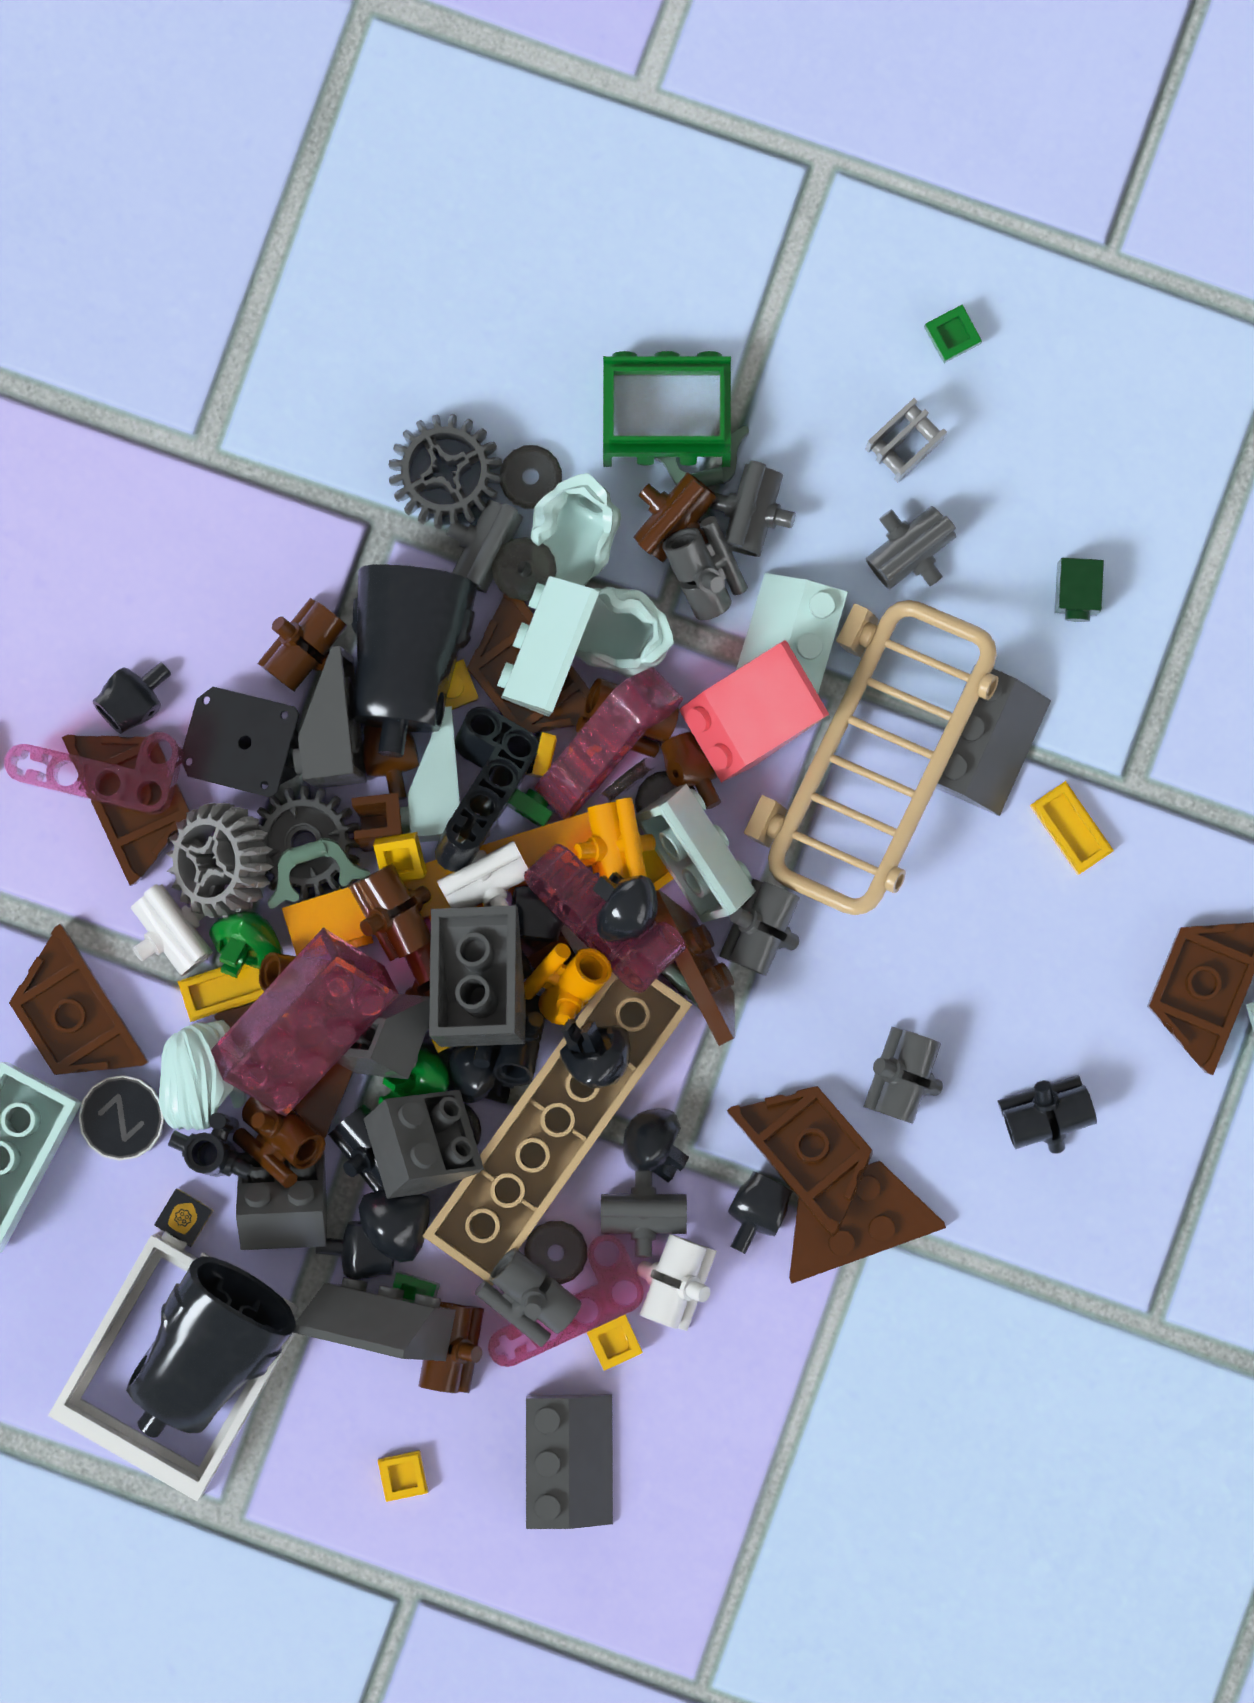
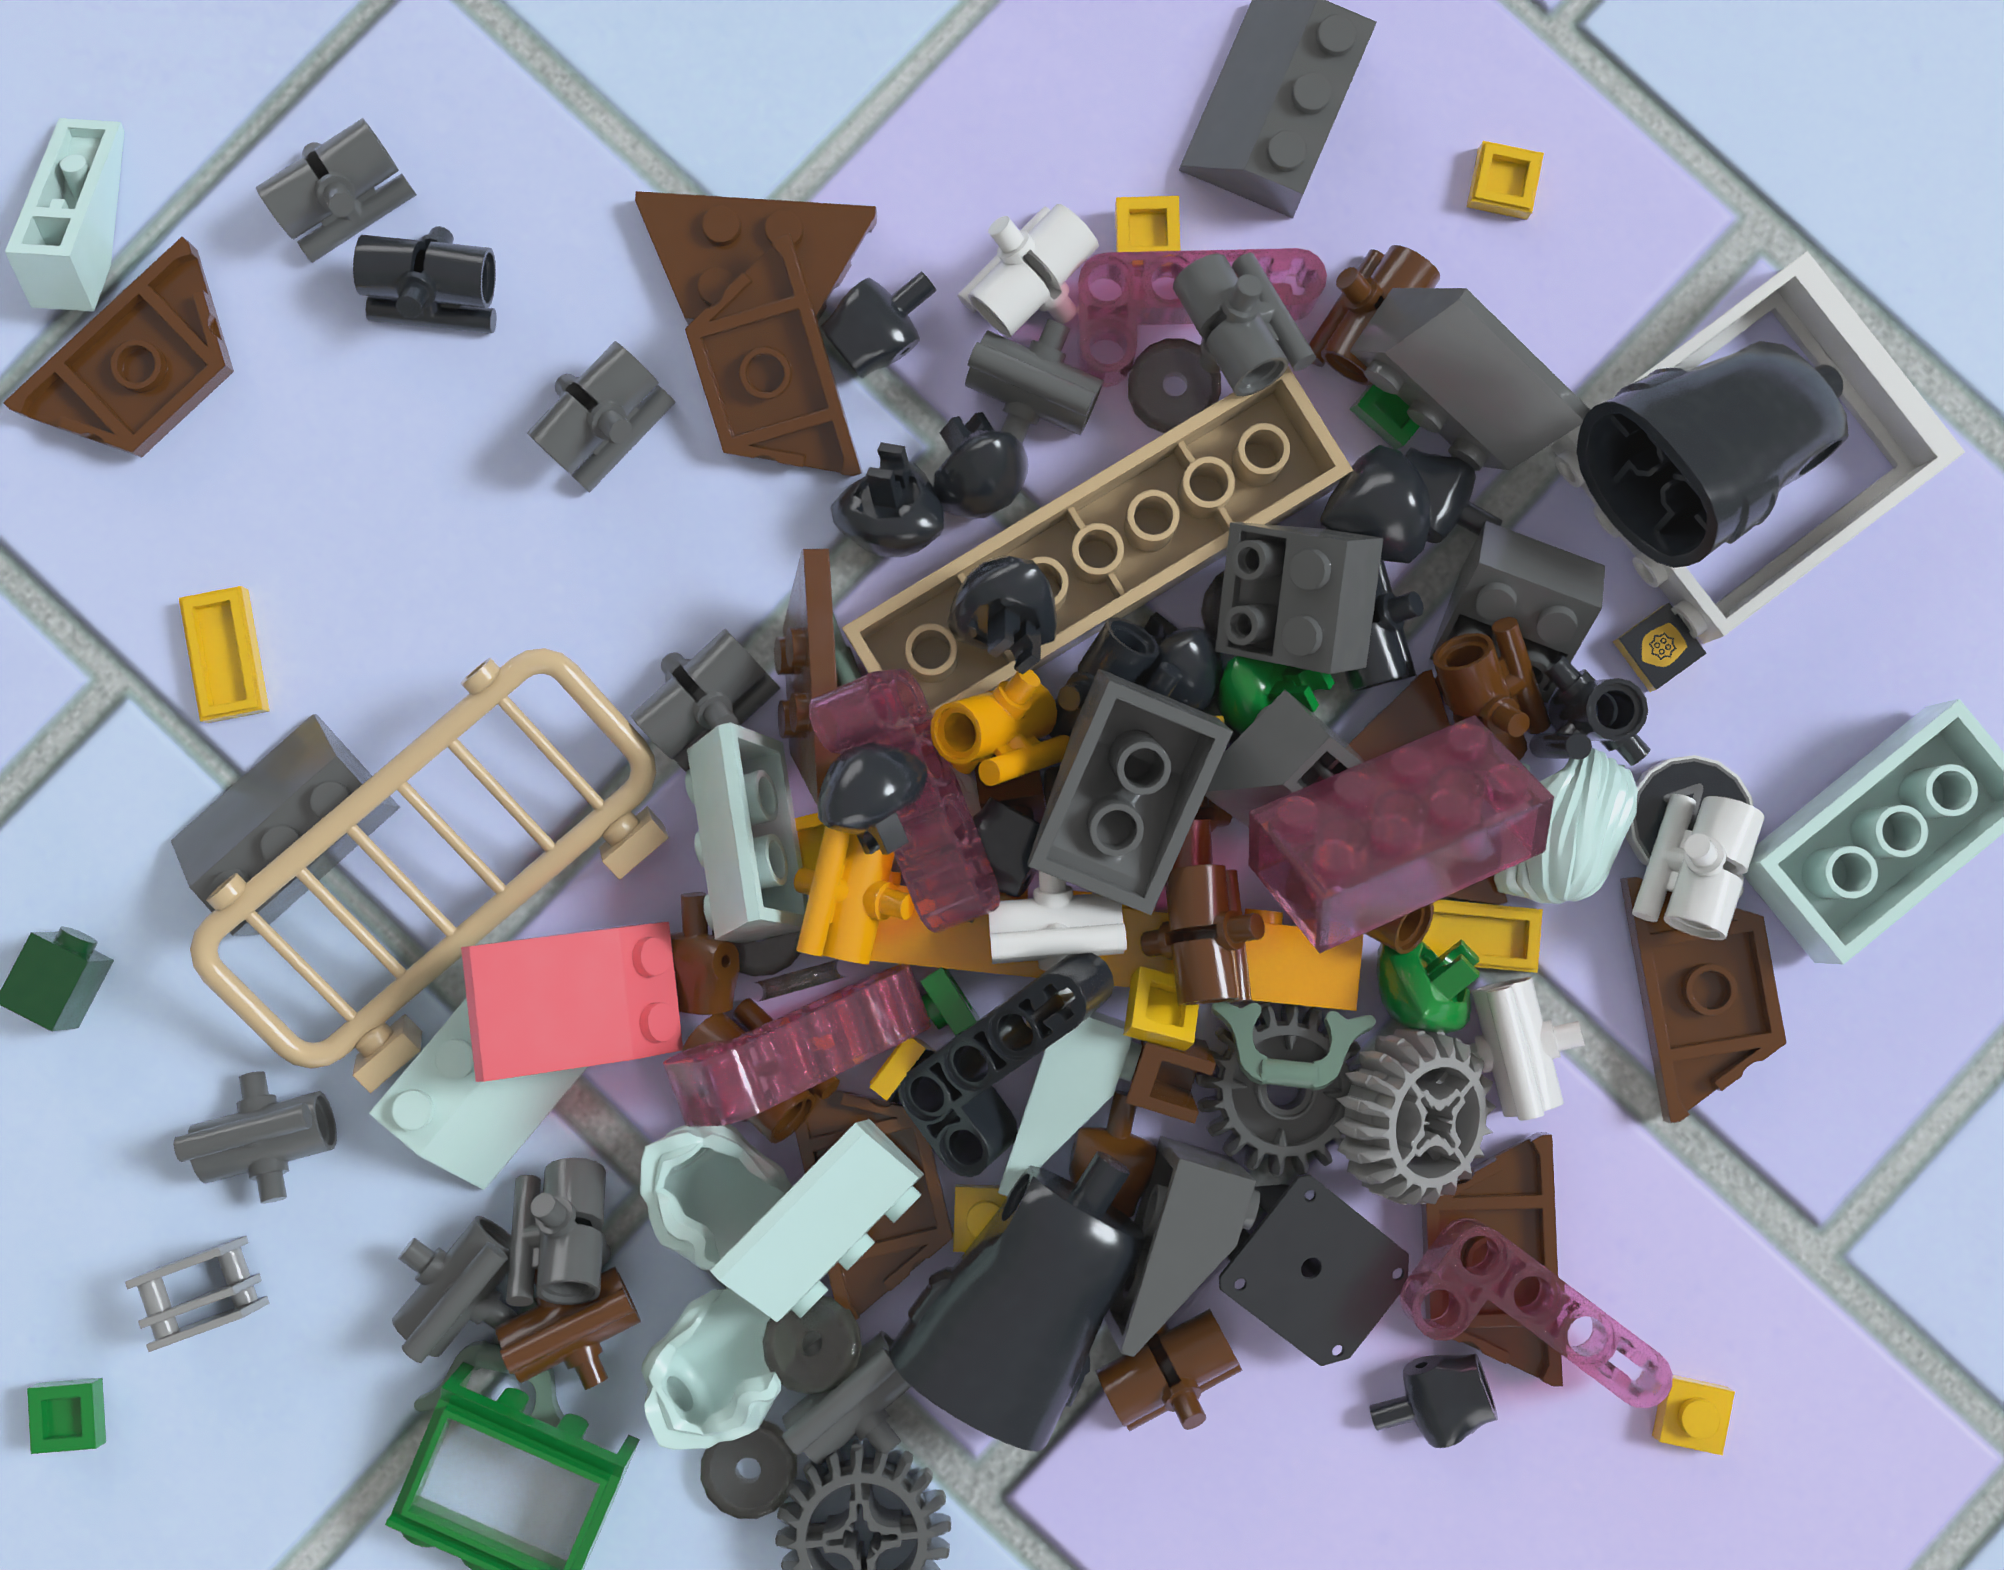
camera: 160 degrees left, 0 degrees up
(108, 1086) = (1699, 865): none -> white pin
(697, 1095) = (891, 507): none -> black piece
(1132, 1146) = (335, 187): none -> dark grey pin

